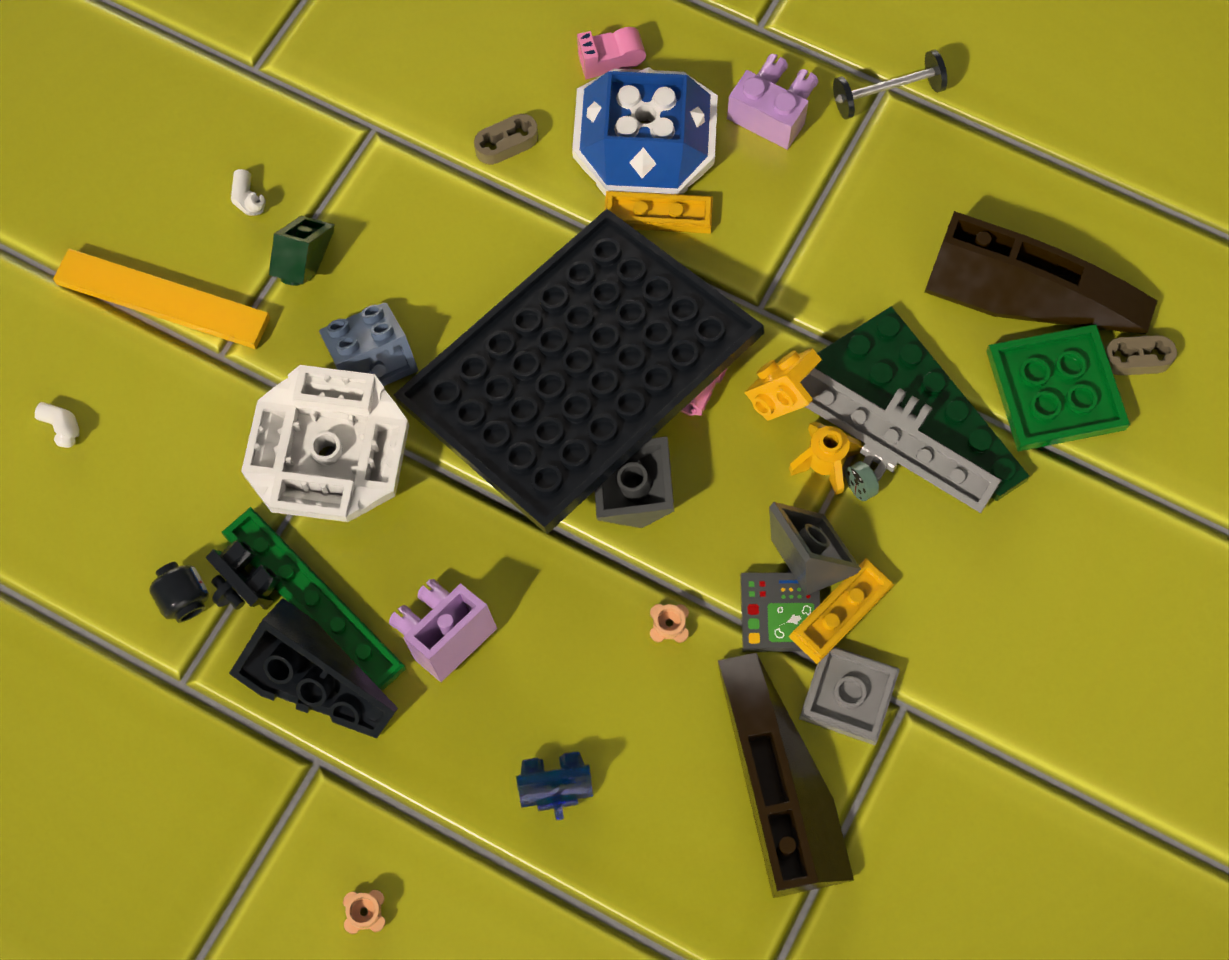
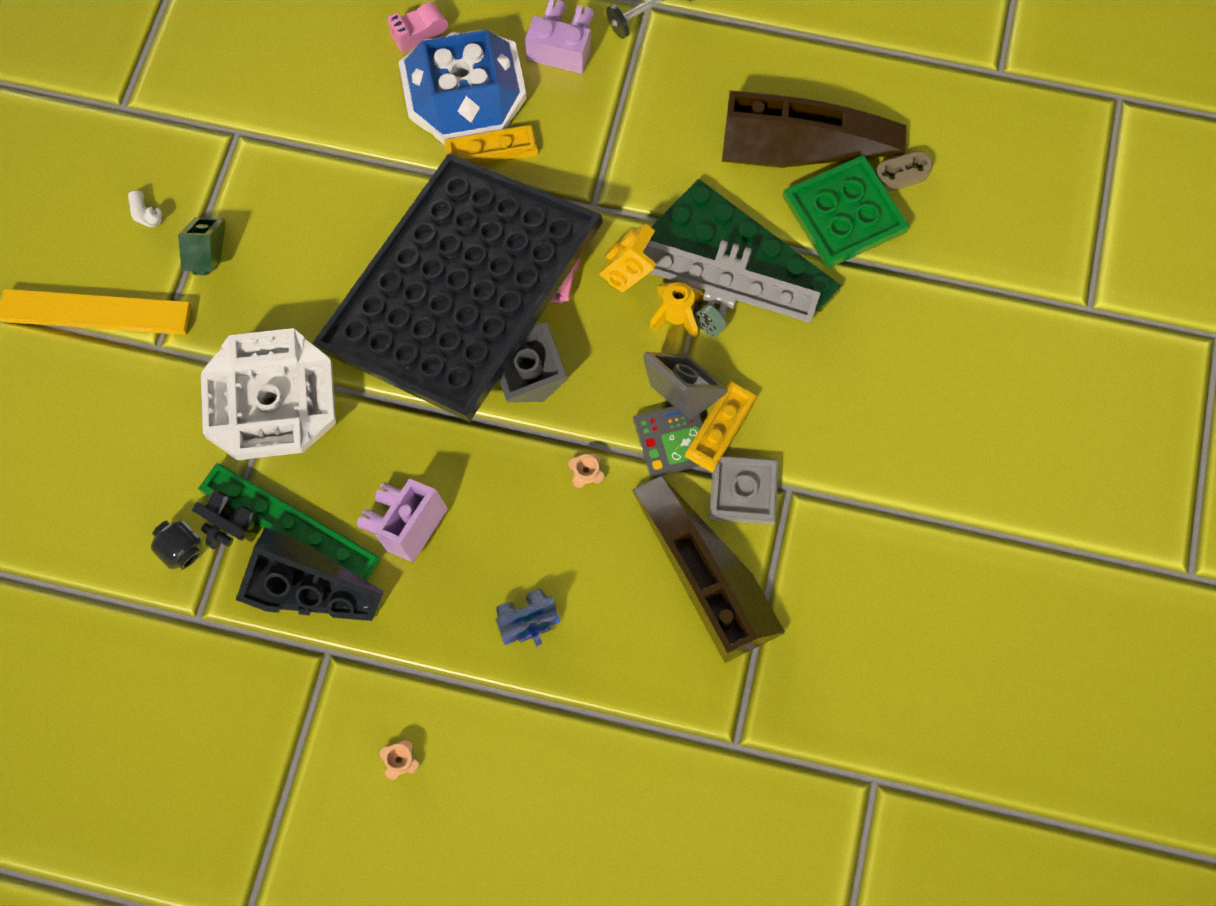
camera: 15 degrees left, 0 degrees up
(63, 422) = (37, 431): white arm -> none
(370, 344) = (282, 305): sand blue bracket -> none
(506, 139) = (349, 116): dark tan beam -> none

